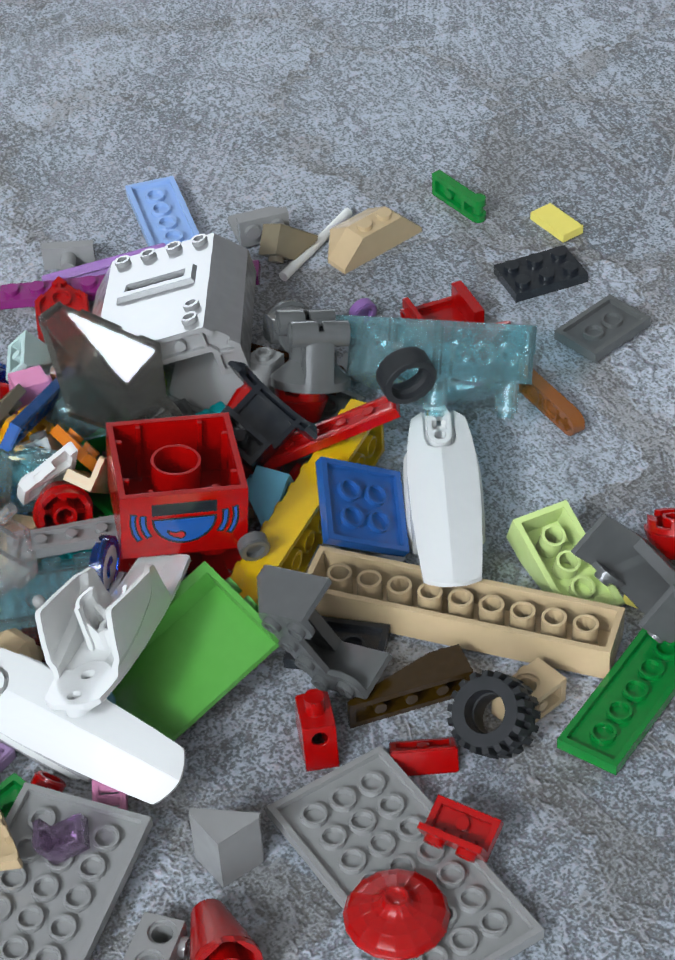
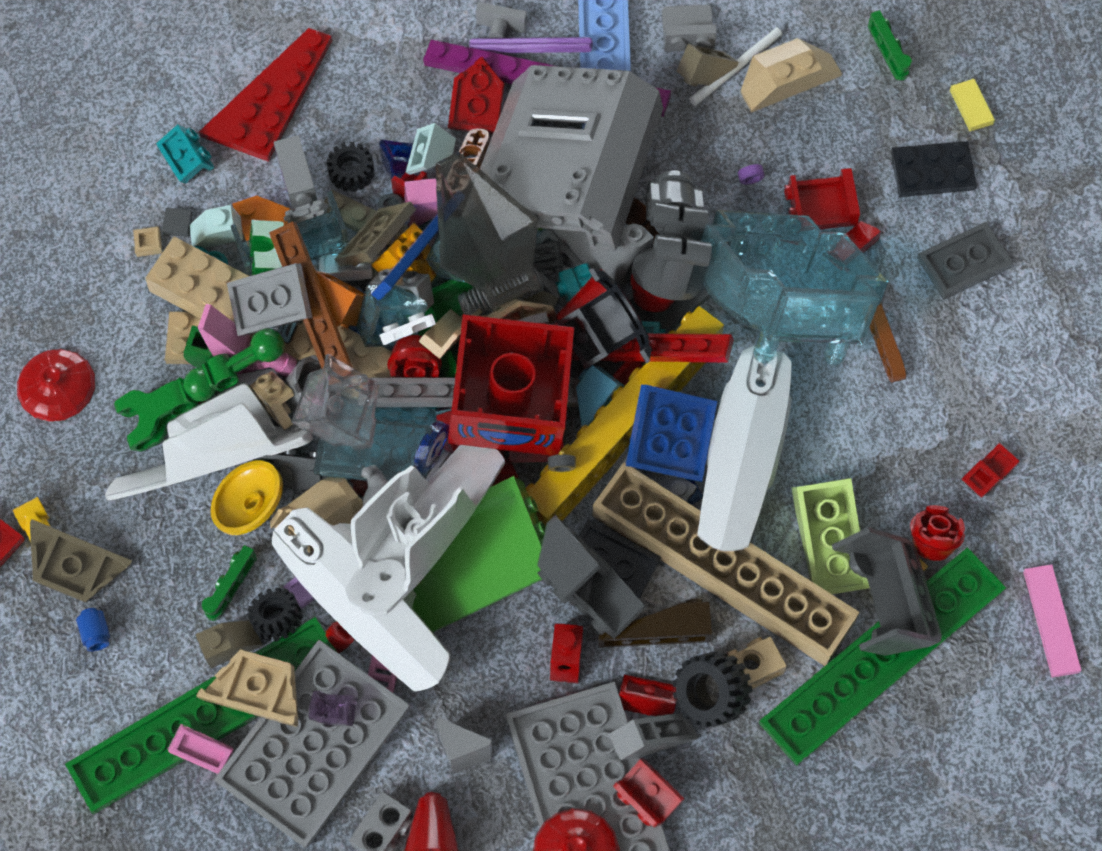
camera: 15 degrees right, 25 degrees up
(86, 453) = (444, 302): orange plate -> none
(399, 362) = (742, 331): black tyre -> none
(440, 773) = (652, 735): none -> light grey slope

